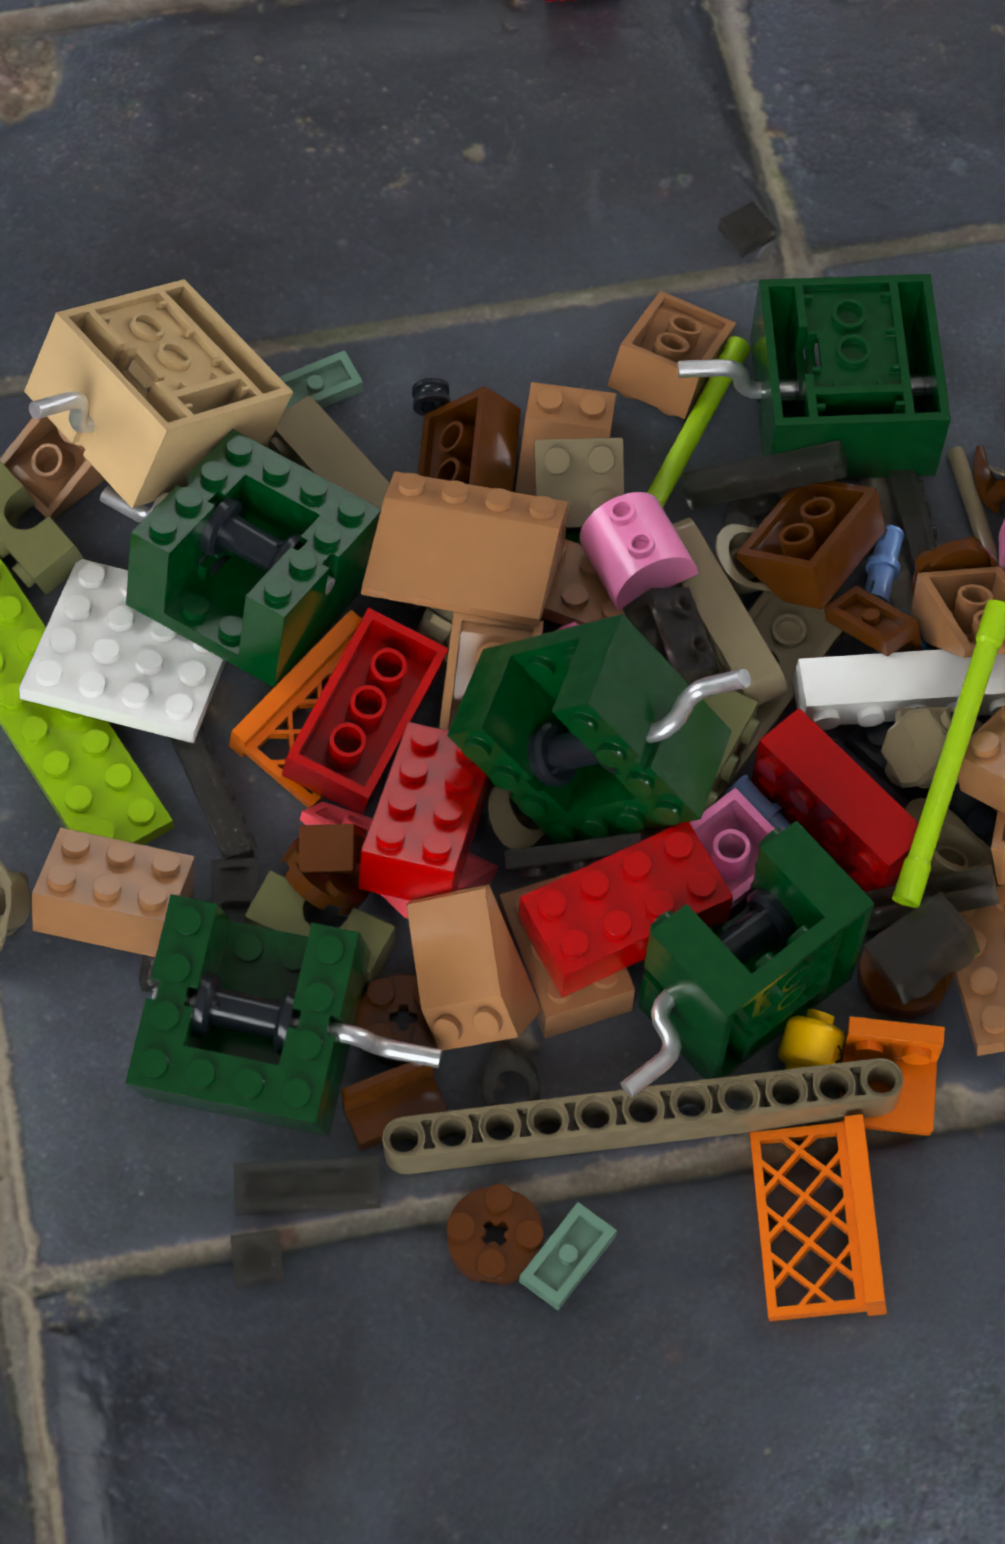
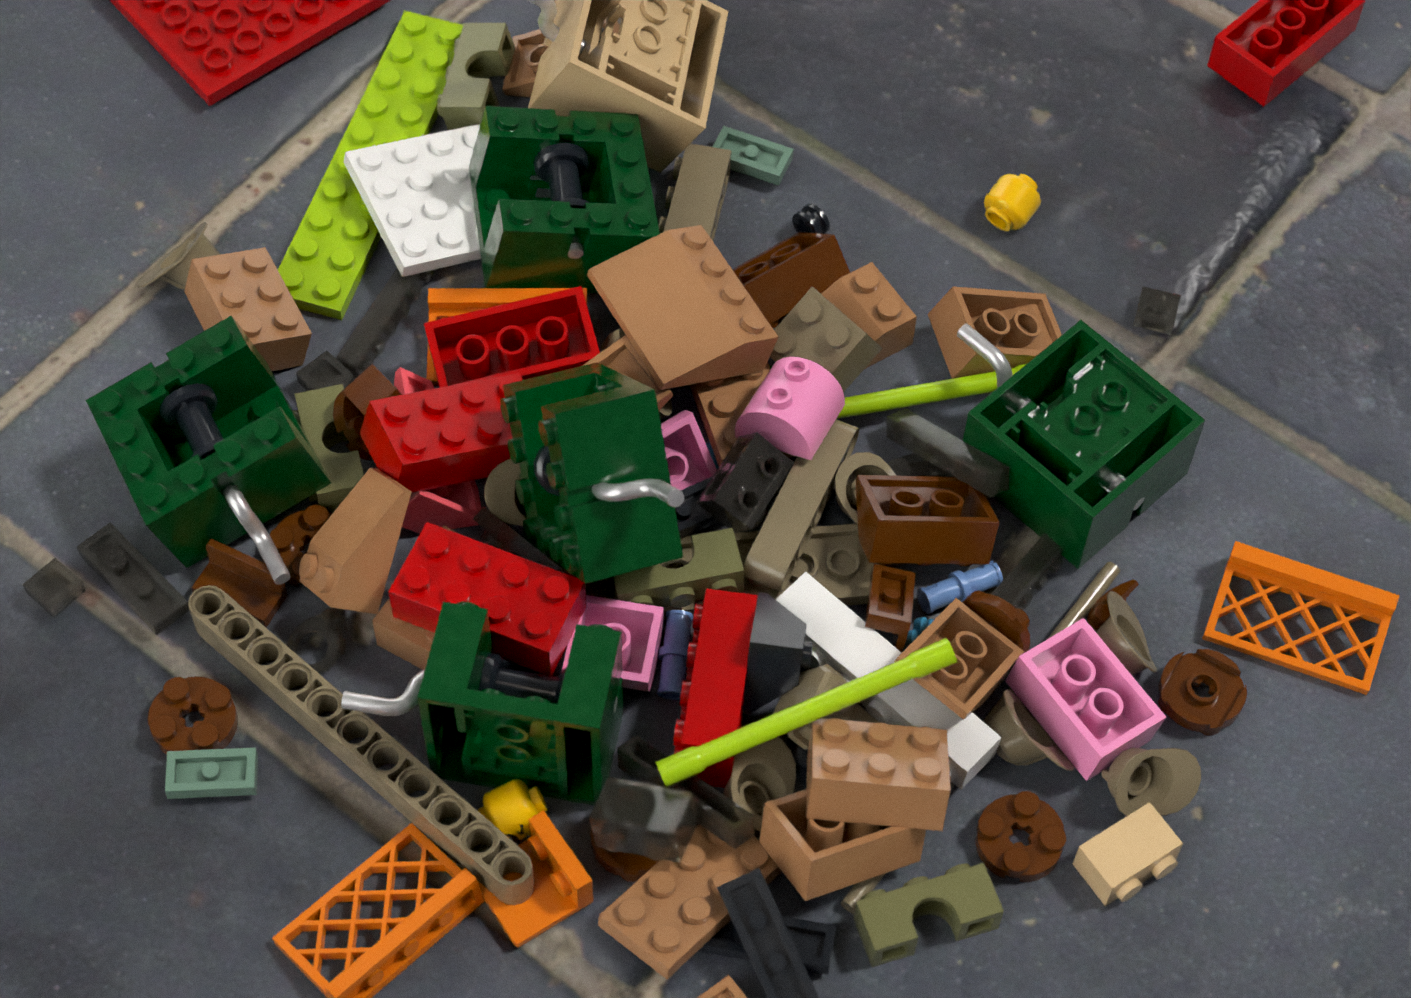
camera: 50 degrees right, 5 degrees down
(553, 240) = (1012, 202): none -> yellow head
(860, 728) = (774, 654): none -> black slope

